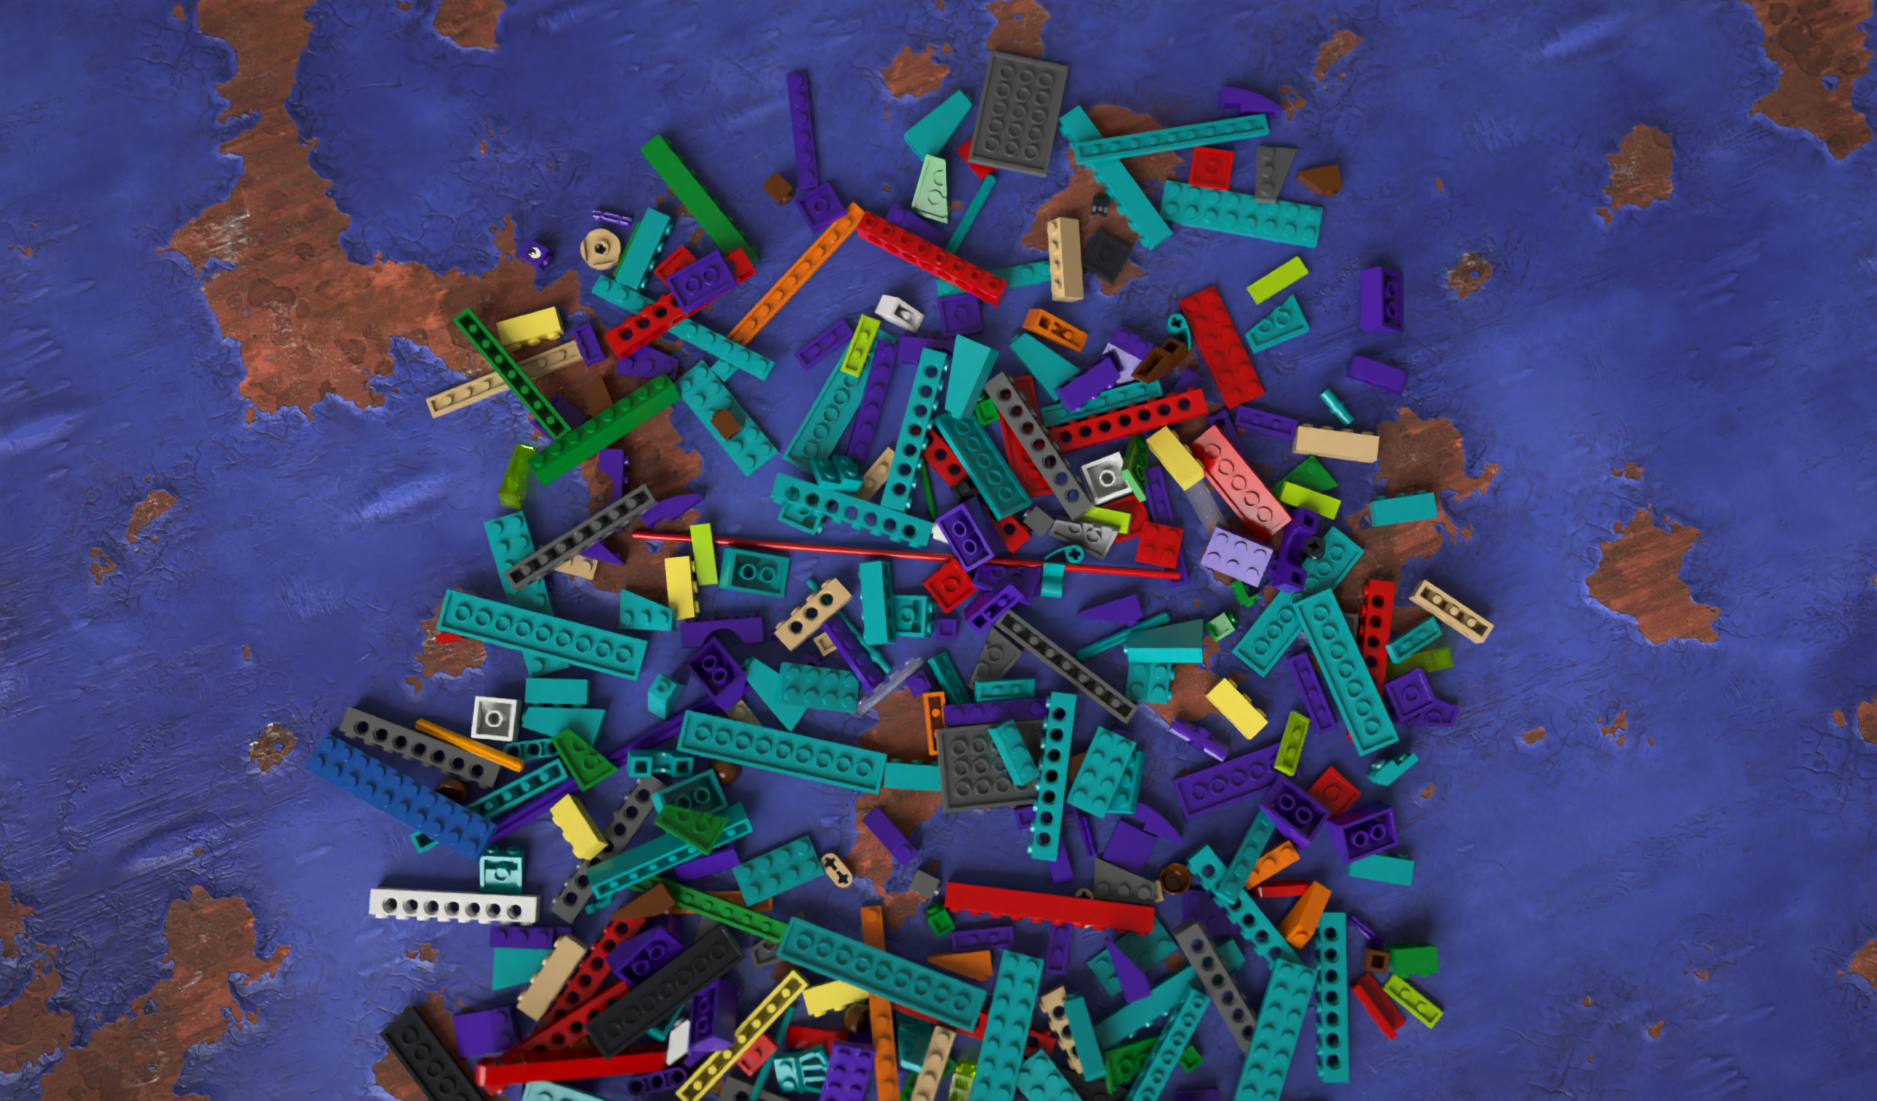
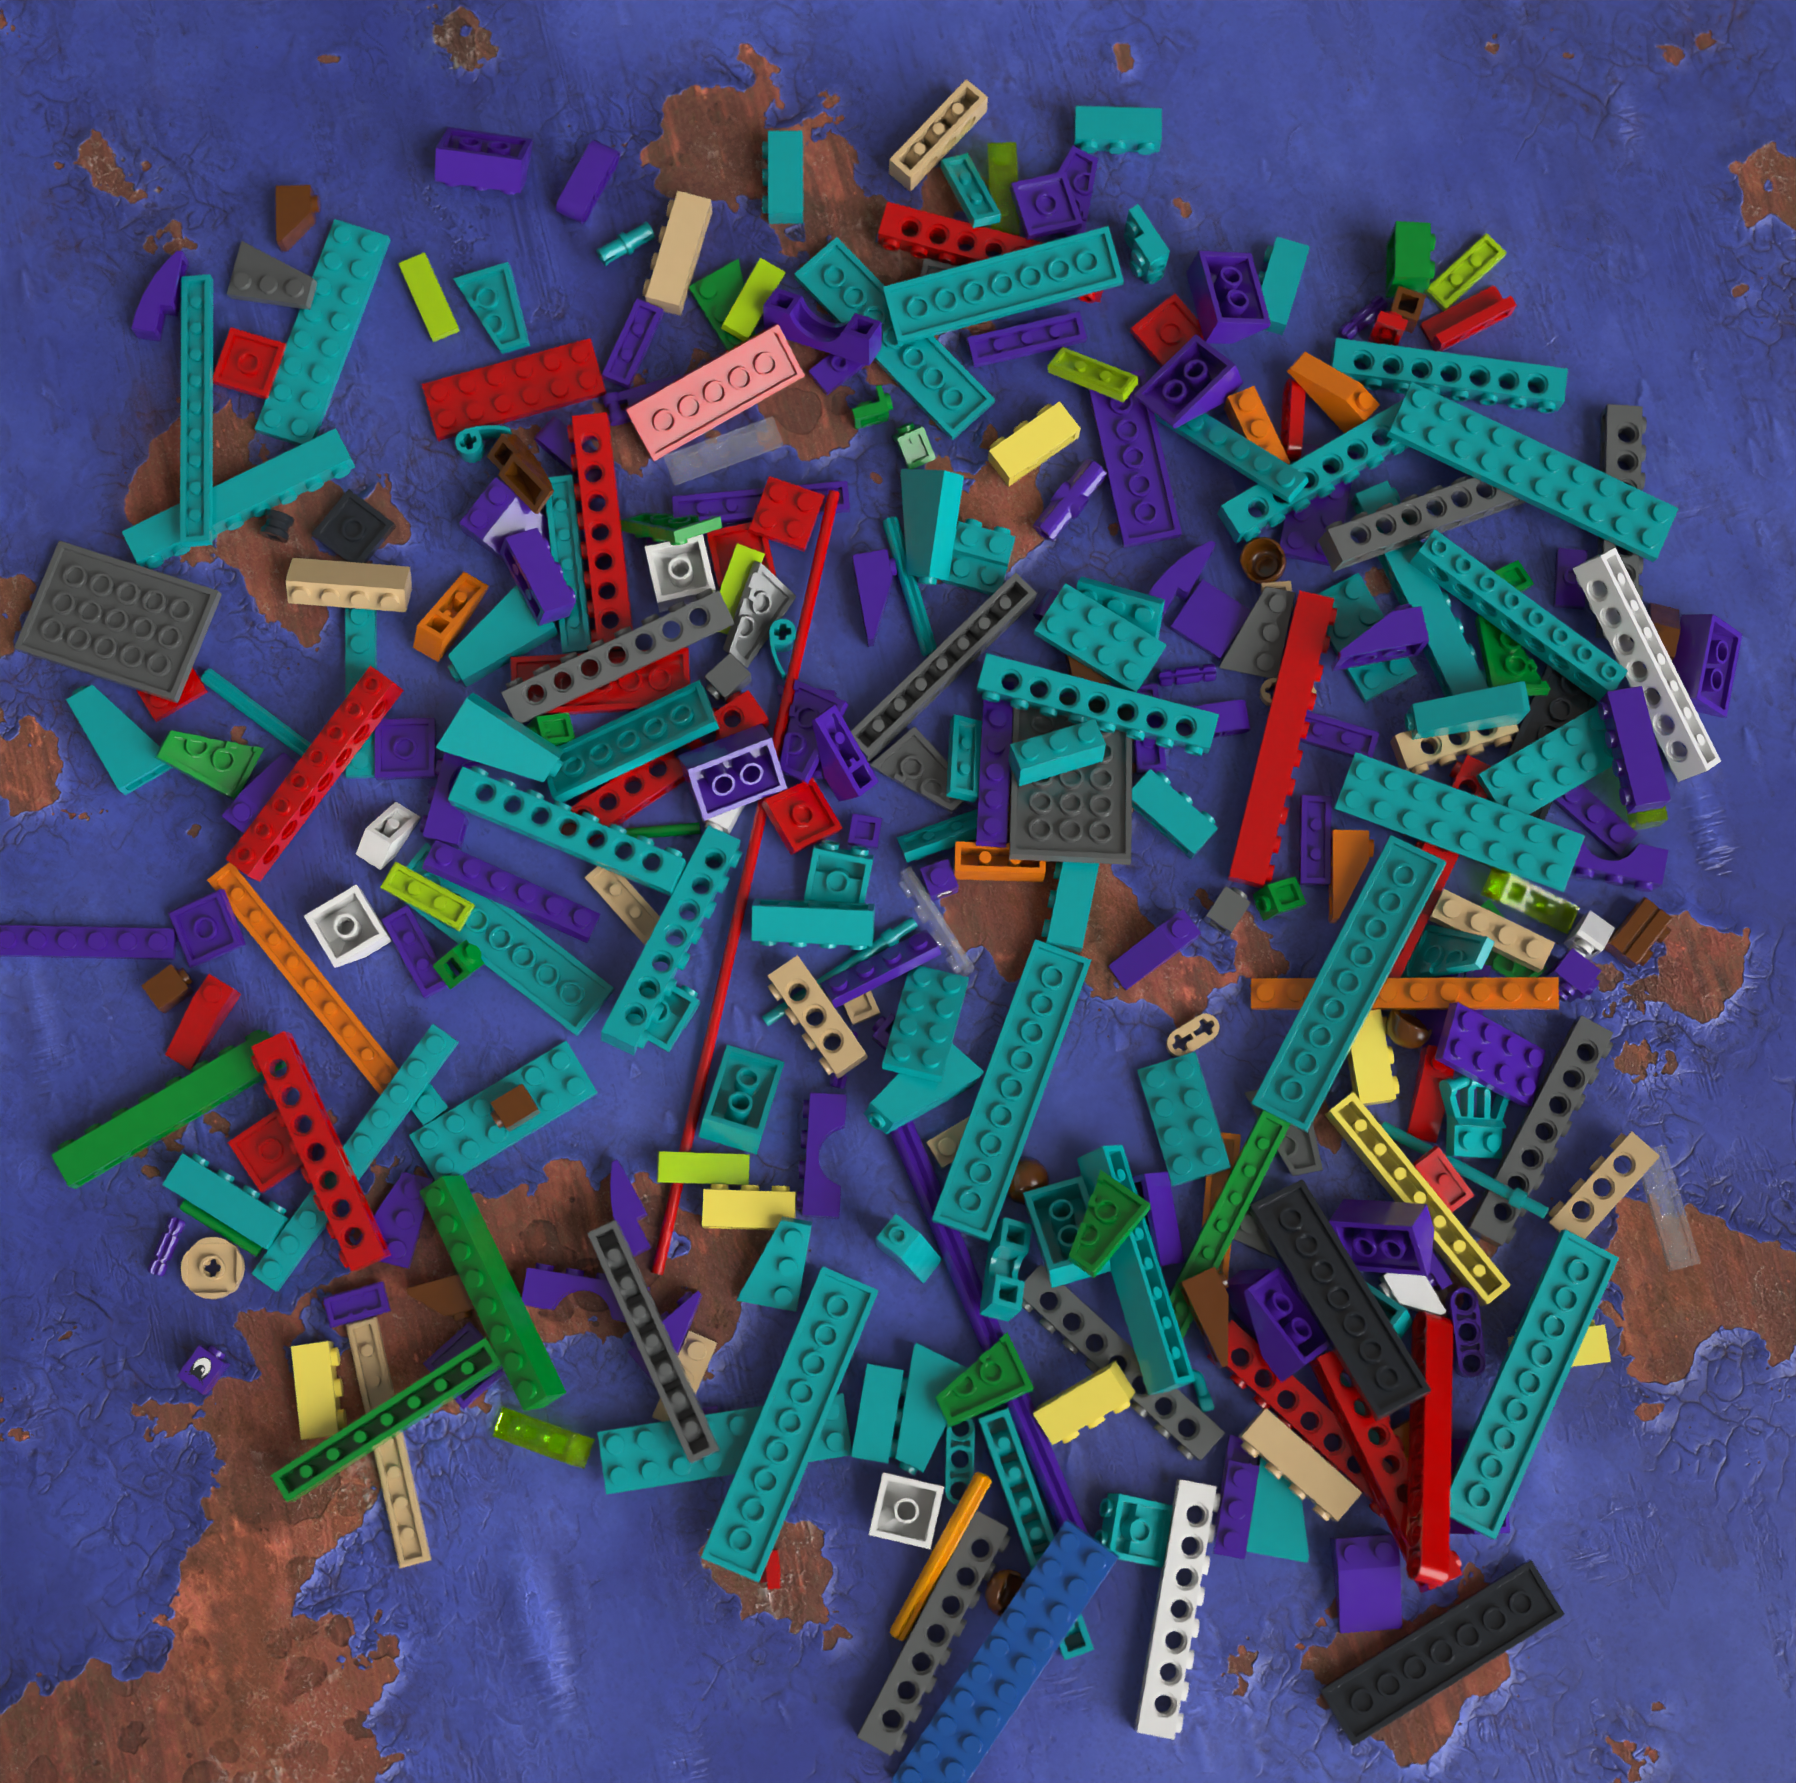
camera: 85 degrees left, 5 degrees down
(701, 281) = (293, 1111): dark purple tile -> none
(718, 673) = (884, 1164): dark purple slope -> none
(760, 215) = (202, 1021): none -> red slope
(822, 375) = (465, 959): none -> green brick
(832, 297) = (348, 927): none -> white slope
(838, 474) = (614, 952): teal plate -> none
(961, 491) = (668, 776): black wheel -> none
(987, 837) = (1172, 813): none -> teal brick
(1052, 579) = (816, 671): teal panel -> none
(1176, 457) = (664, 471): light yellow brick -> none
(1237, 554) = (816, 407): brick -> none
(1314, 553) = (829, 303): black wheel -> none
(1357, 949) = (1388, 328): none -> red plate
(1476, 738) = (1118, 129): none -> teal brick

